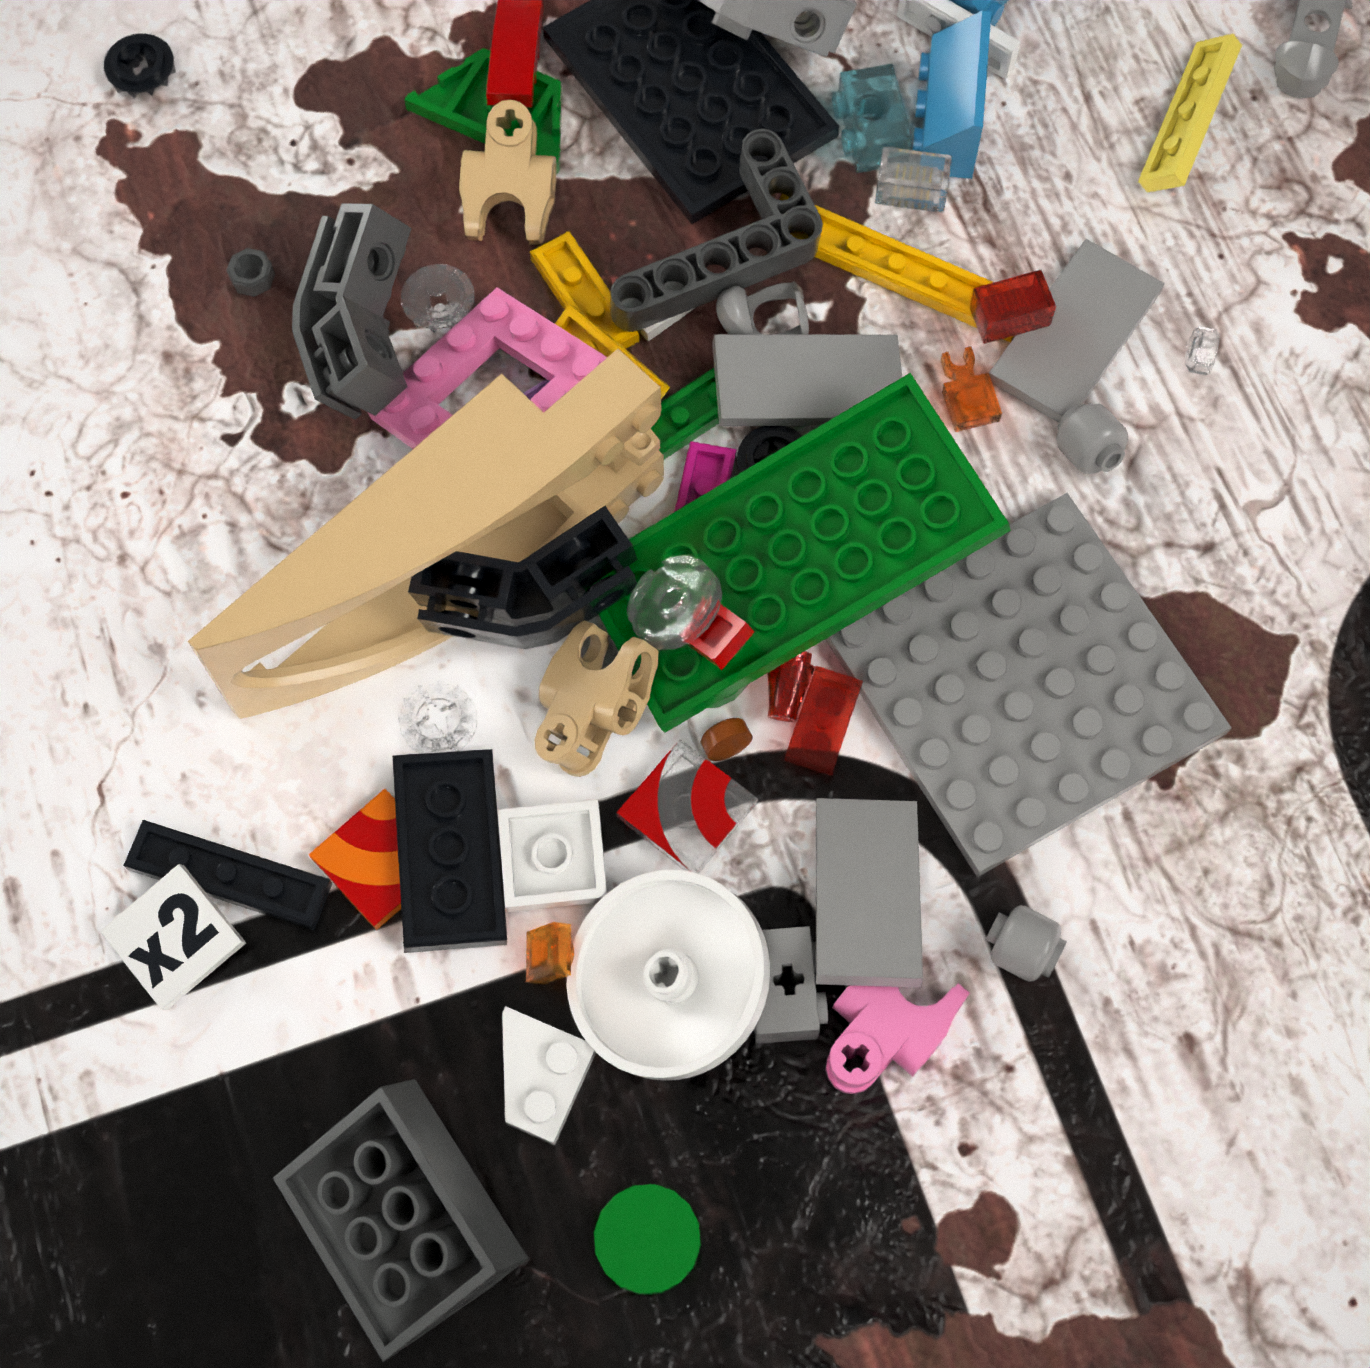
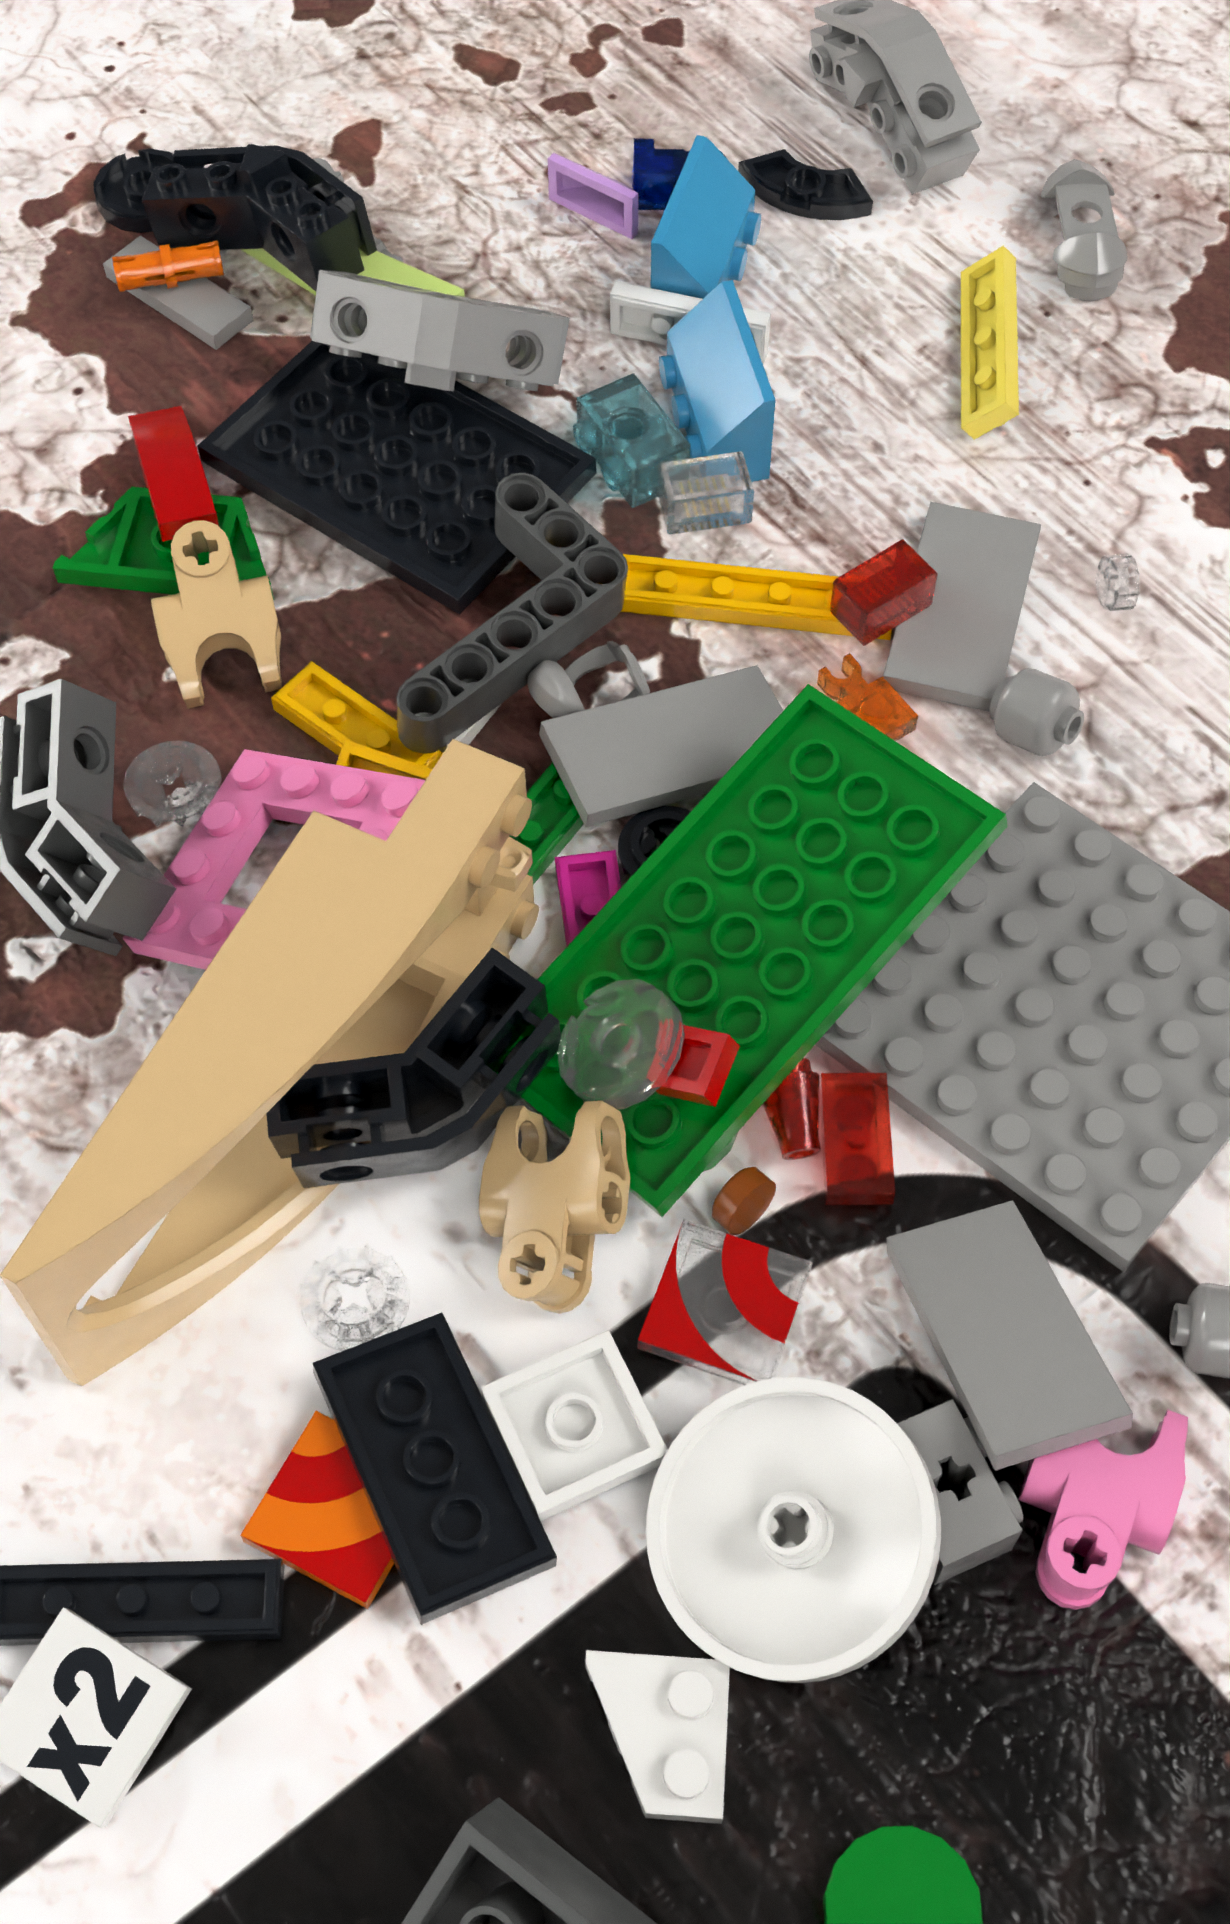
camera: 20 degrees left, 10 degrees down
(549, 953) = (619, 1556): clear orange plate -> none

